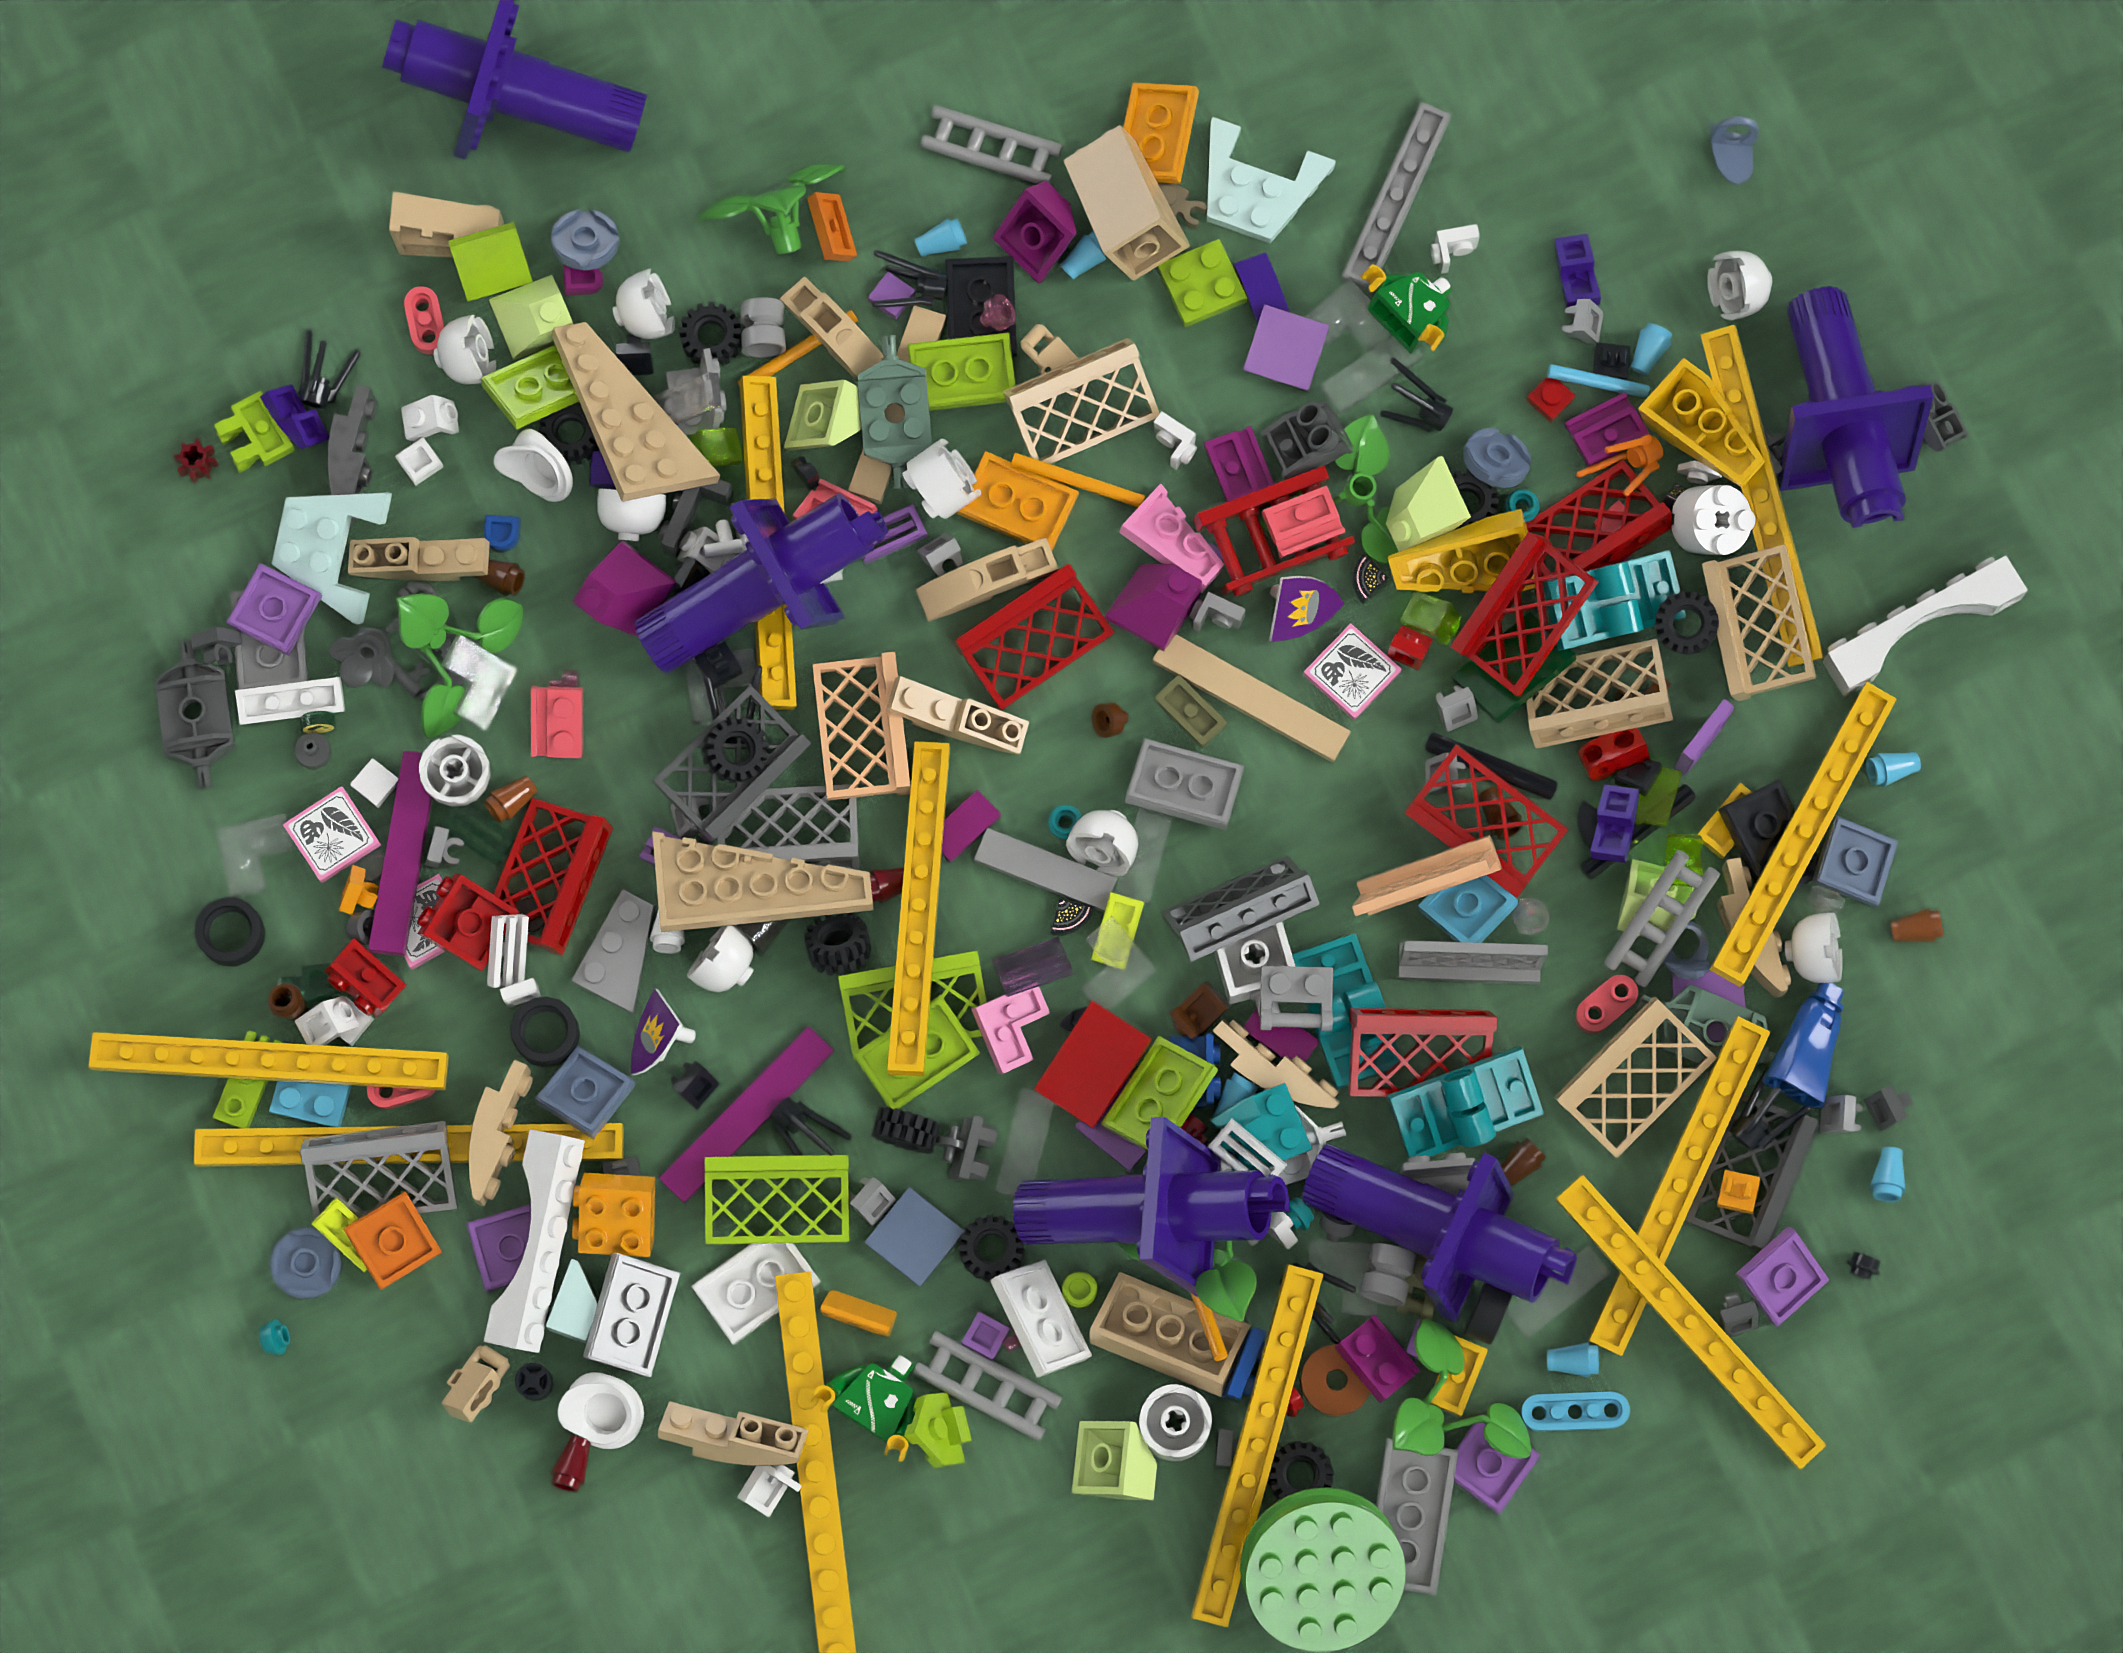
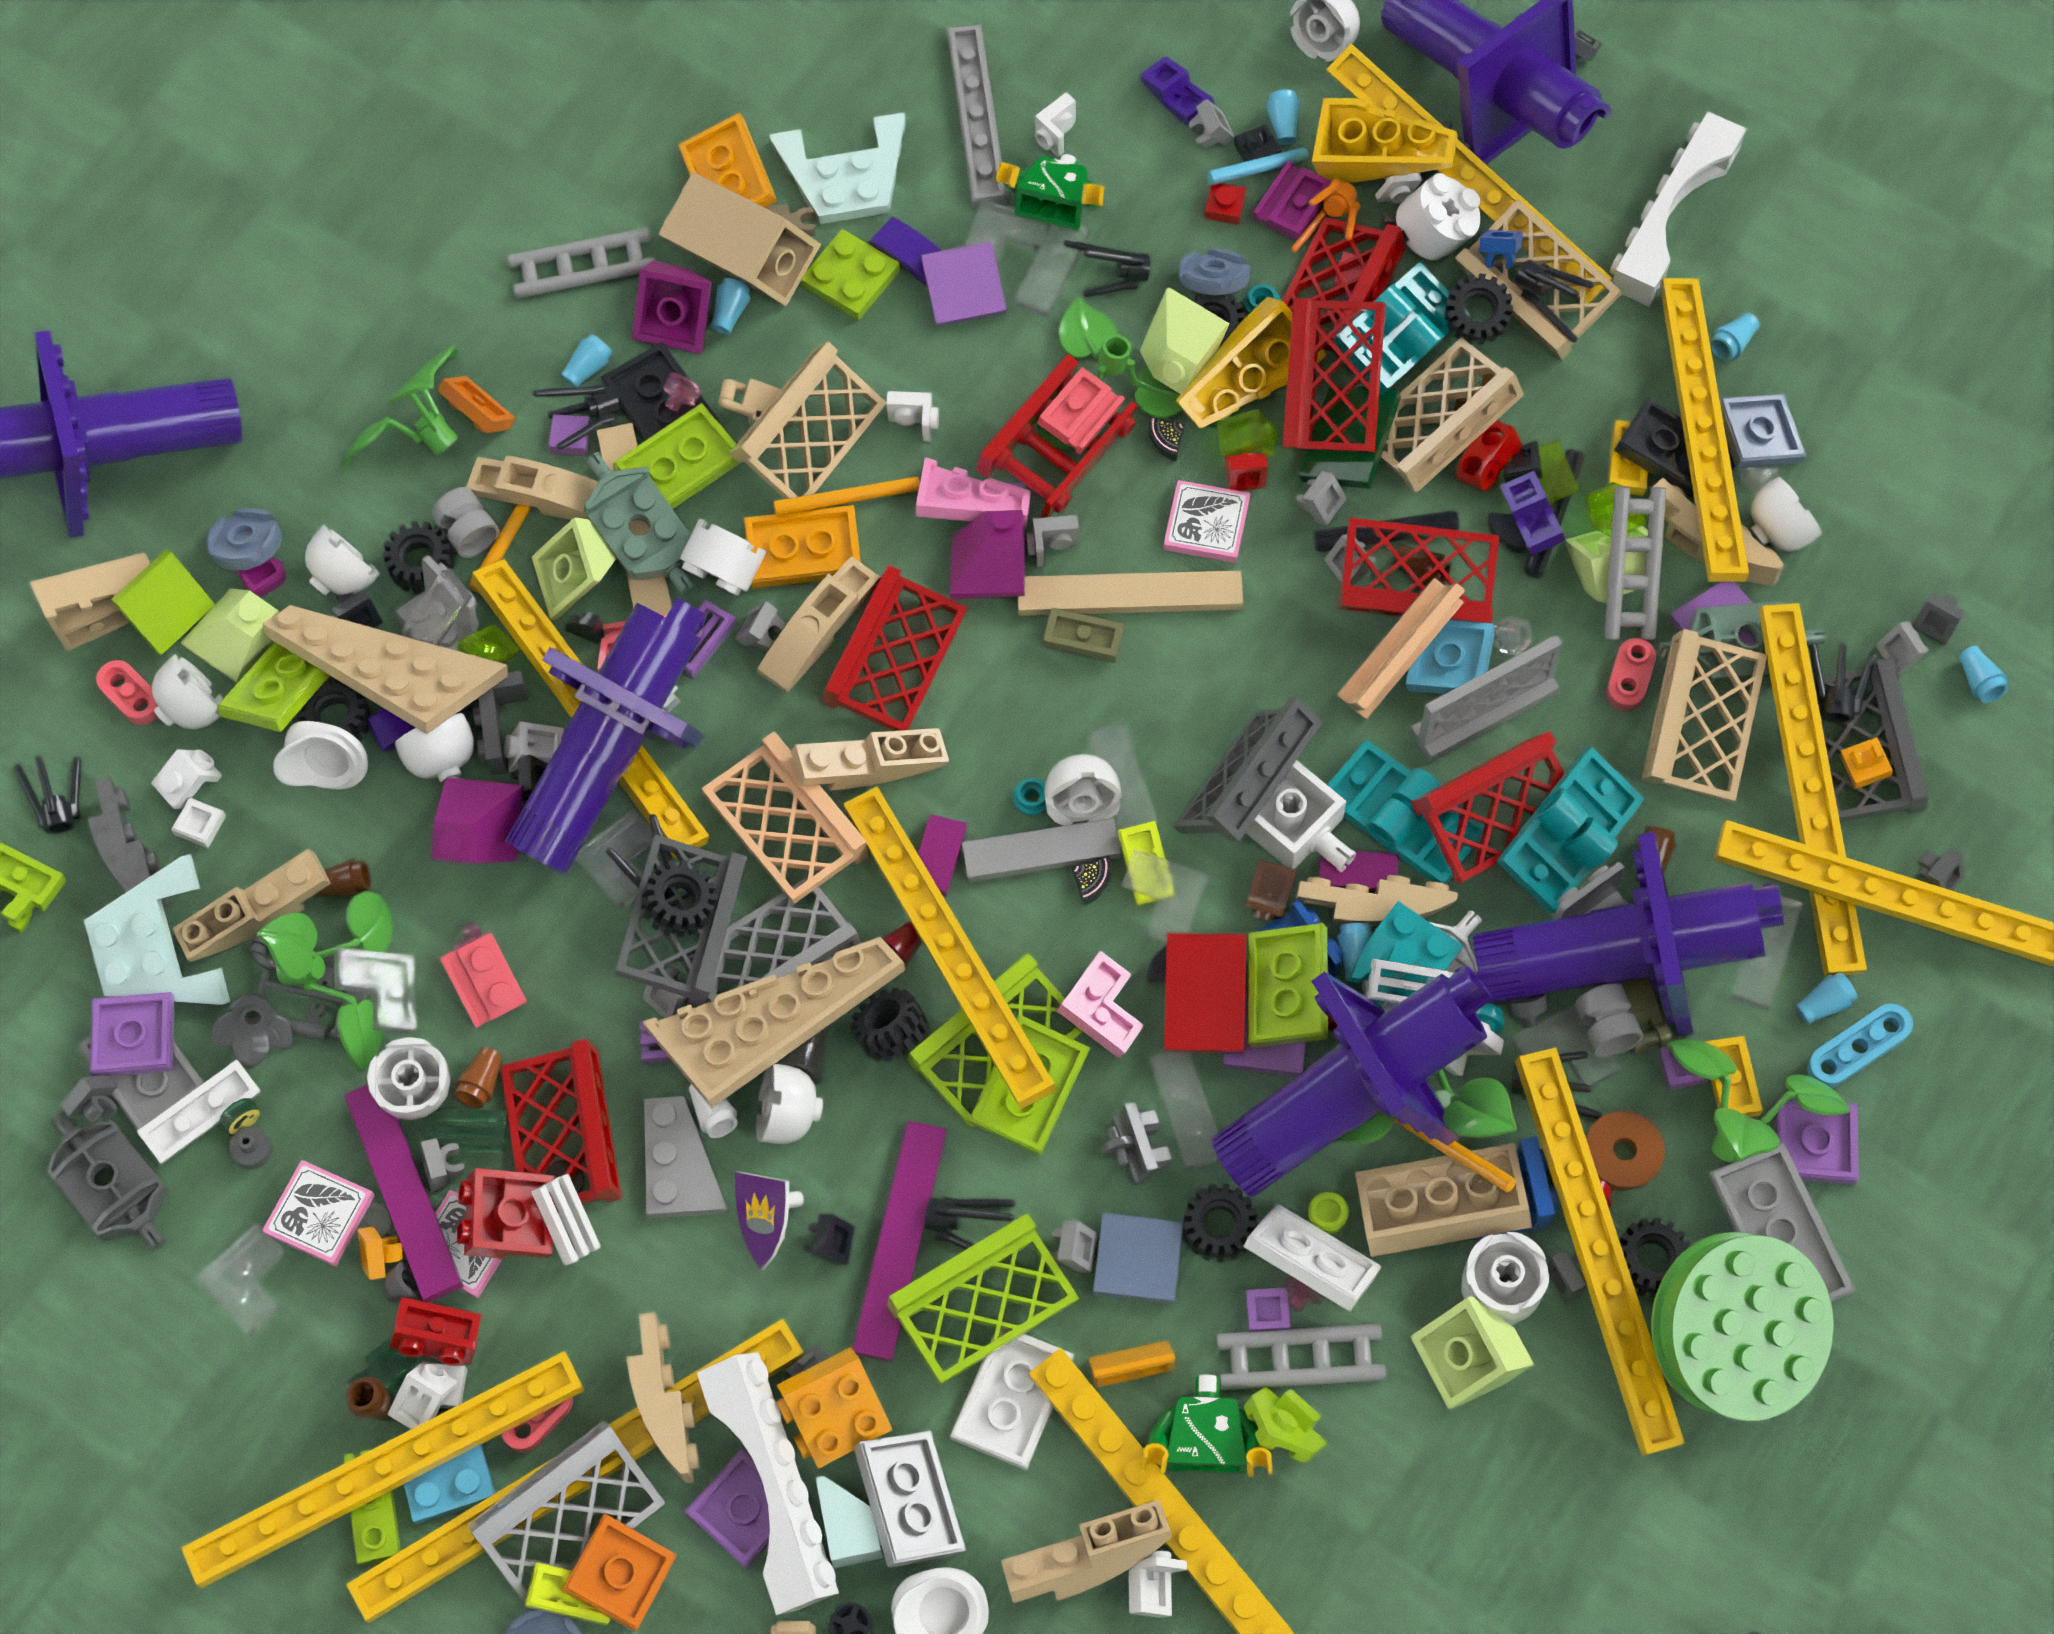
camera: 30 degrees left, 10 degrees down
(211, 912) = (246, 1347): black tyre -> none
(290, 415) = (58, 852): dark purple slope -> none
(375, 783) = (332, 1142): white tile -> none
(502, 532) = (322, 840): blue tile -> none
(520, 993) = (602, 1254): white tile -> none
(533, 1007) = (643, 1247): black tyre -> none
(585, 1092) = (727, 1311): sand blue tile -> none
(718, 664) = (610, 833): black tile -> none
(726, 543) = (554, 716): white shield -> none
(905, 1130) = (1067, 1158): black tyre -> none
(1032, 967) = (1088, 940): clear purple plate -> none
(1108, 719) = (1012, 683): reddish brown tile -> none
(1184, 784) = (1120, 700): light grey tile -> none
(1238, 463) = (983, 402): magenta plate -> none
(1296, 986) = (1350, 808): light grey plate -> none
(1301, 606) = (1126, 486): dark purple shield -> none
(1307, 439) = (1033, 347): dark grey slope -> none
(1377, 1359) = (1649, 1106): magenta plate -> none
(1488, 1314) = (1722, 997): black tyre -> none
(1692, 967) = (1687, 591): sand blue piece -> none
(1704, 737) = (1560, 394): medium lavender tile -> none
(1742, 575) = (1502, 243): none -> blue tile
(1752, 626) = (1538, 279): none -> black plant
(1782, 1276) = (1957, 812): medium lavender tile -> none
(1807, 1052) = (1837, 608): blue piece -> none
(1863, 1266) = (2017, 764): black plate -> none
(1918, 927) = (1854, 452): dark orange cone -> none

